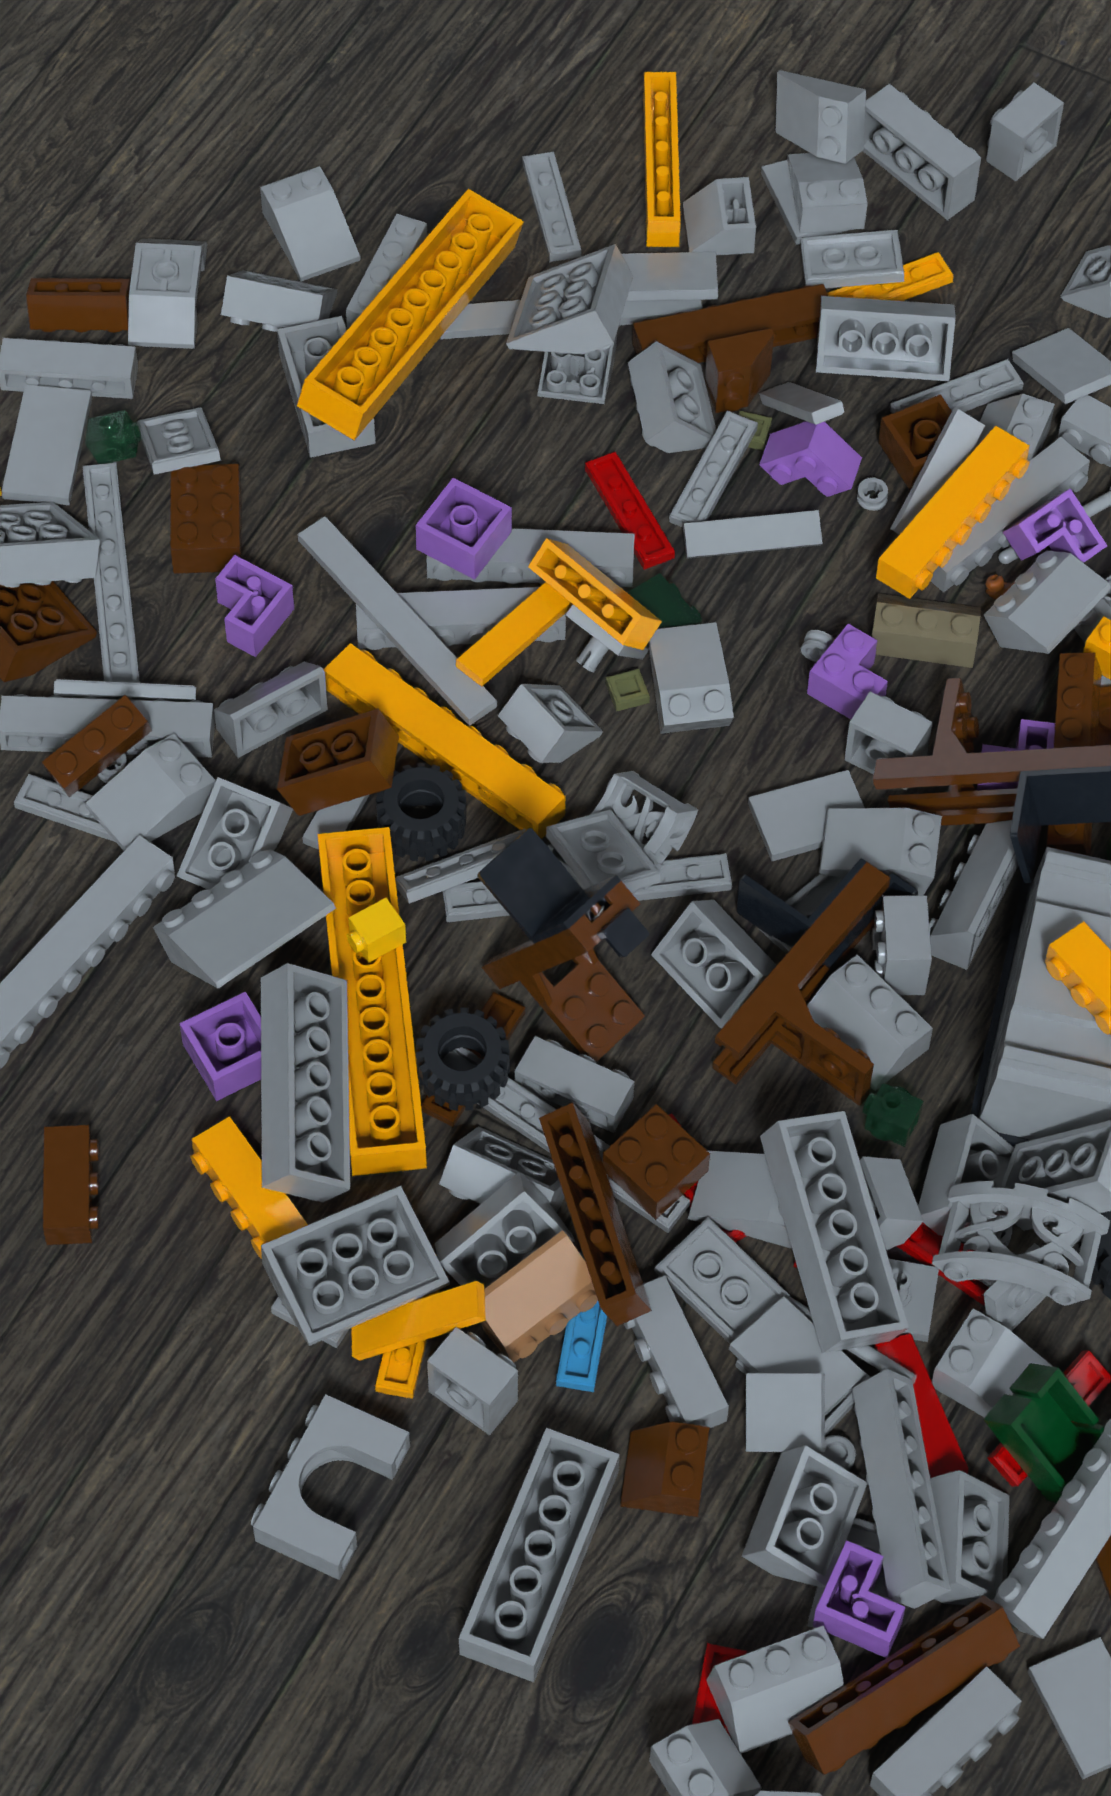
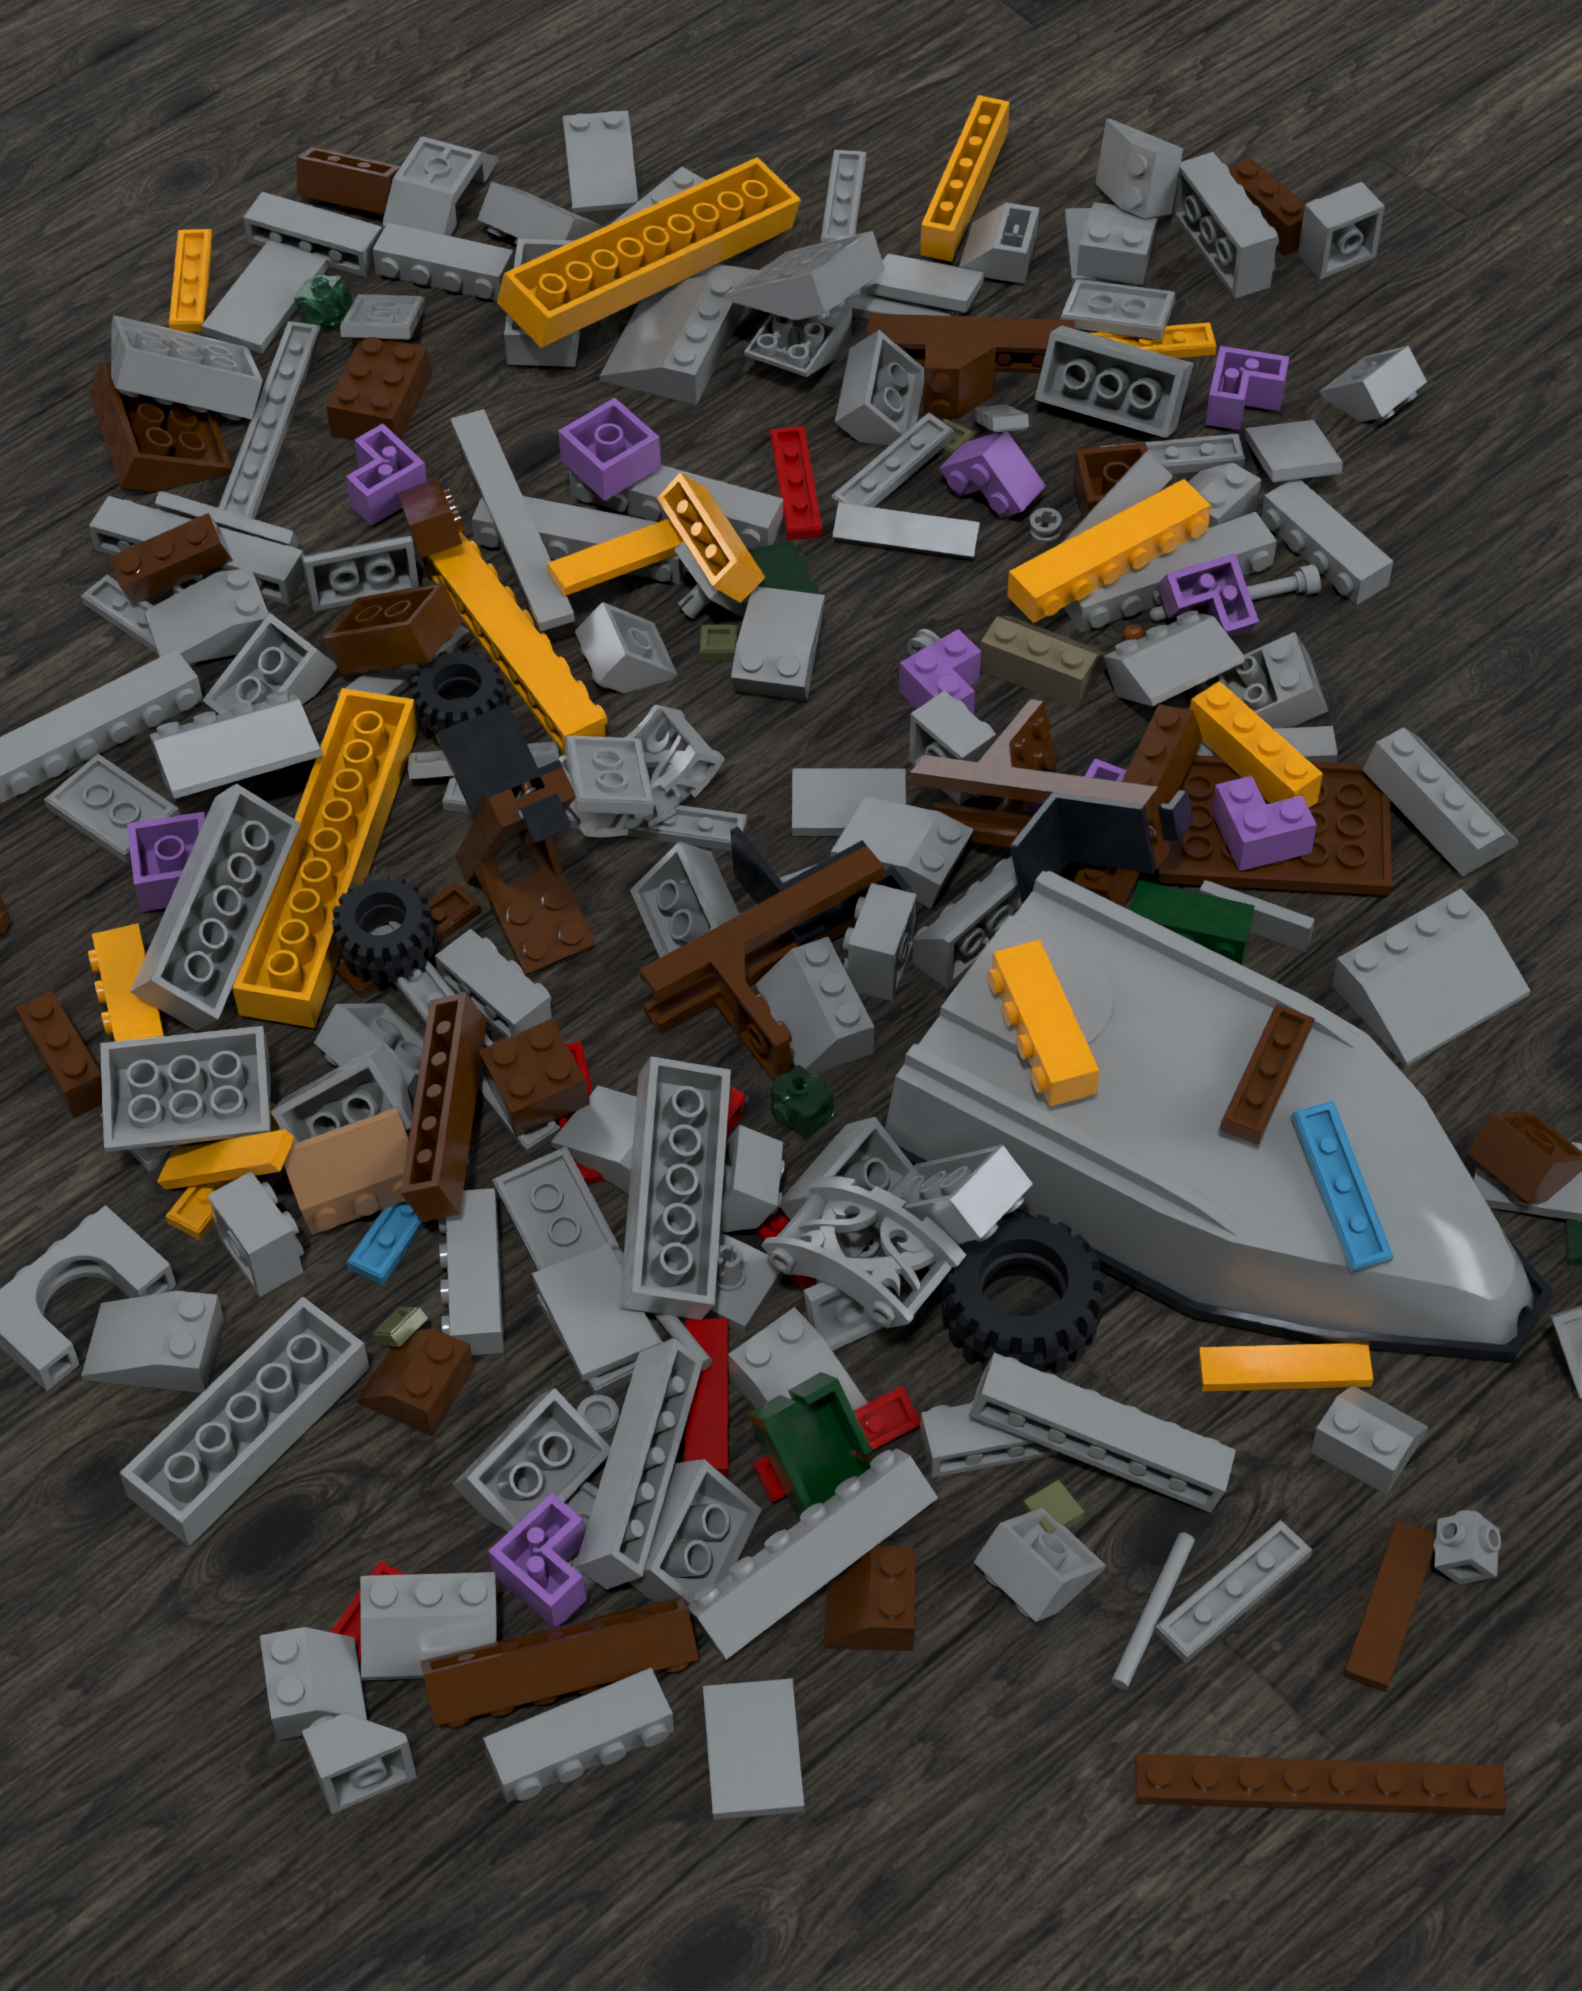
camera: 20 degrees right, 5 degrees down
(139, 1006) = (103, 801): none -> light grey tile
(206, 366) = (441, 261): none -> light grey brick
(213, 1261) = (61, 1053): none -> reddish brown brick
(321, 638) = (432, 517): none -> reddish brown brick
(376, 930) = (350, 785): yellow brick -> none
(419, 1506) = (156, 1341): none -> light grey slope
(458, 392) = (675, 339): none -> light grey slope
(632, 1426) = (399, 1326): none -> olive tile
(785, 1411) = (558, 1353): light grey tile -> none
(964, 121) = (1275, 202): none -> reddish brown brick
(995, 307) = (1244, 380): none -> medium lavender brick

